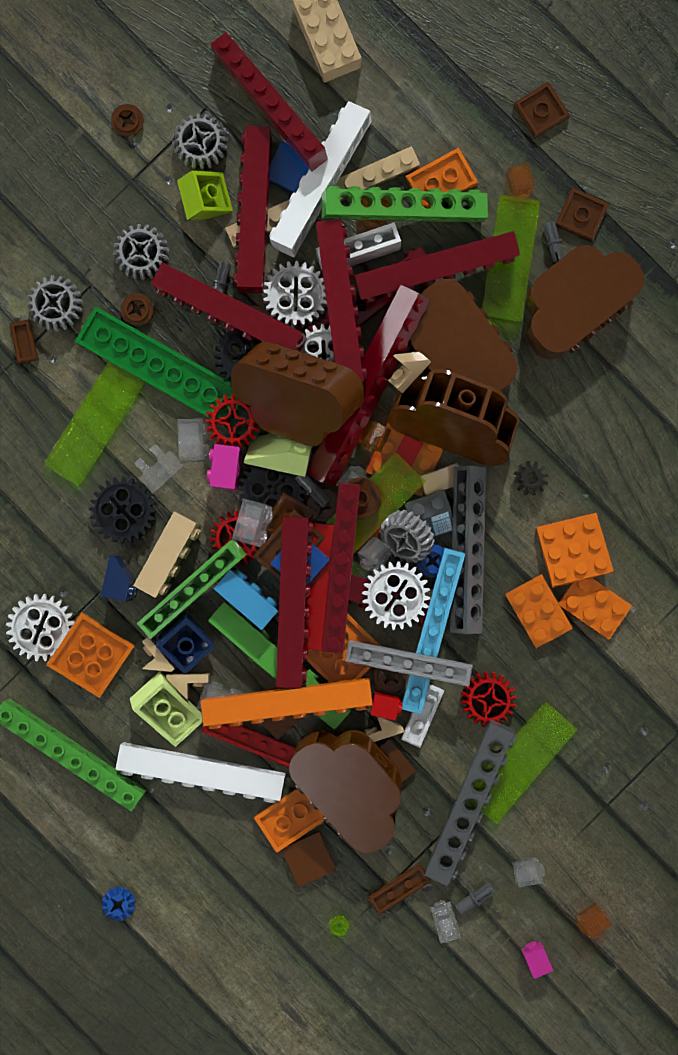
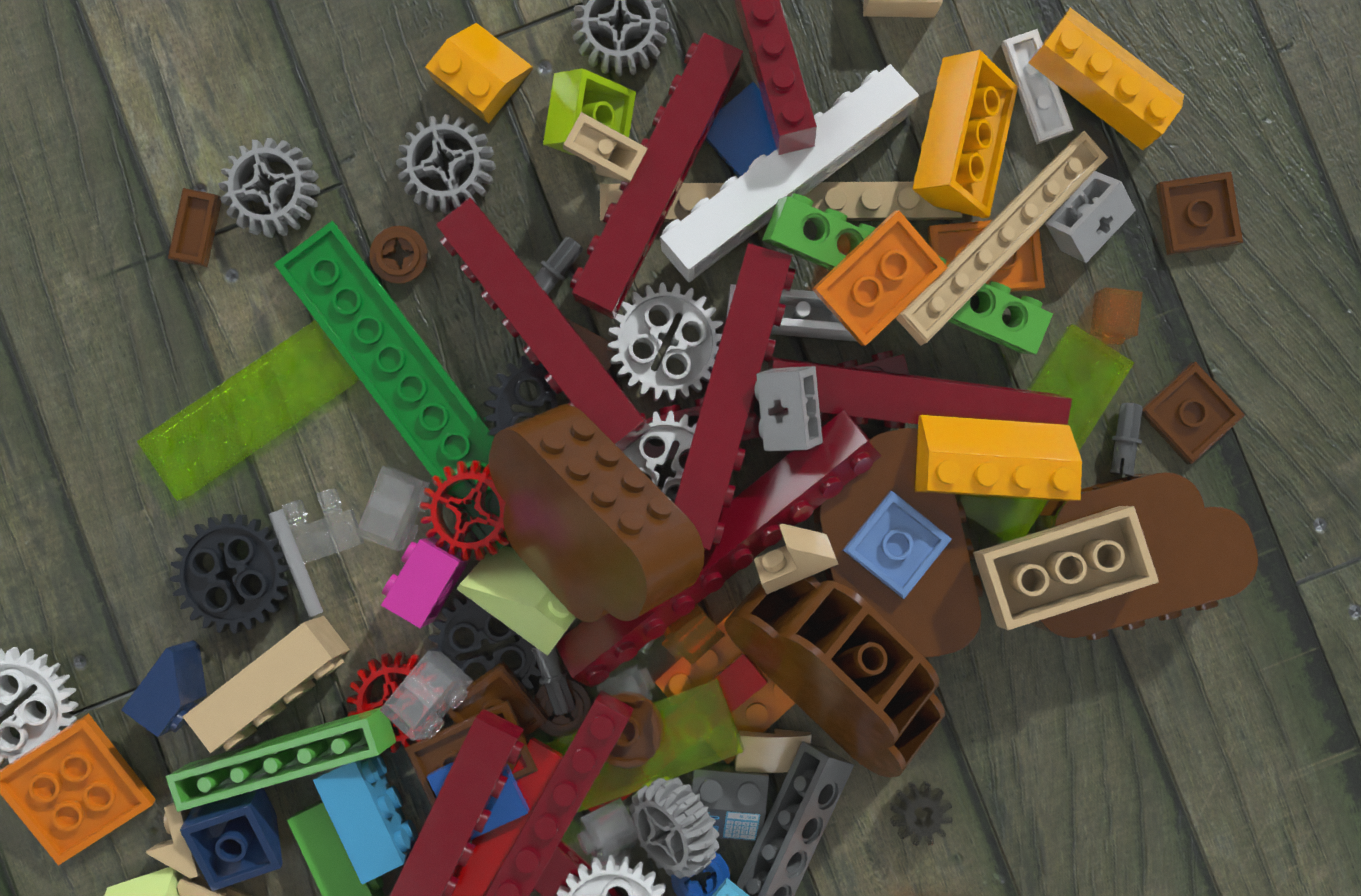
camera: 25 degrees right, 0 degrees up
(136, 197) = (478, 70): none -> light orange slope
(153, 488) = (295, 563): none -> light grey bar
(221, 206) = (604, 148): none -> tan slope
(382, 299) = (792, 389): none -> light grey brick
(390, 210) = (879, 278): none -> orange plate
(403, 121) = (965, 135): none -> light orange slope
(429, 80) = (1037, 92): none -> white tile
(444, 165) = (1001, 238): none -> tan tile
(457, 341) = (897, 544): none -> medium blue tile
(463, 61) = (1108, 80): none -> light orange slope
(485, 135) = (1090, 216): none -> light grey brick
(489, 277) = (997, 459): none -> light orange slope
(545, 313) = (1066, 567): none -> tan brick

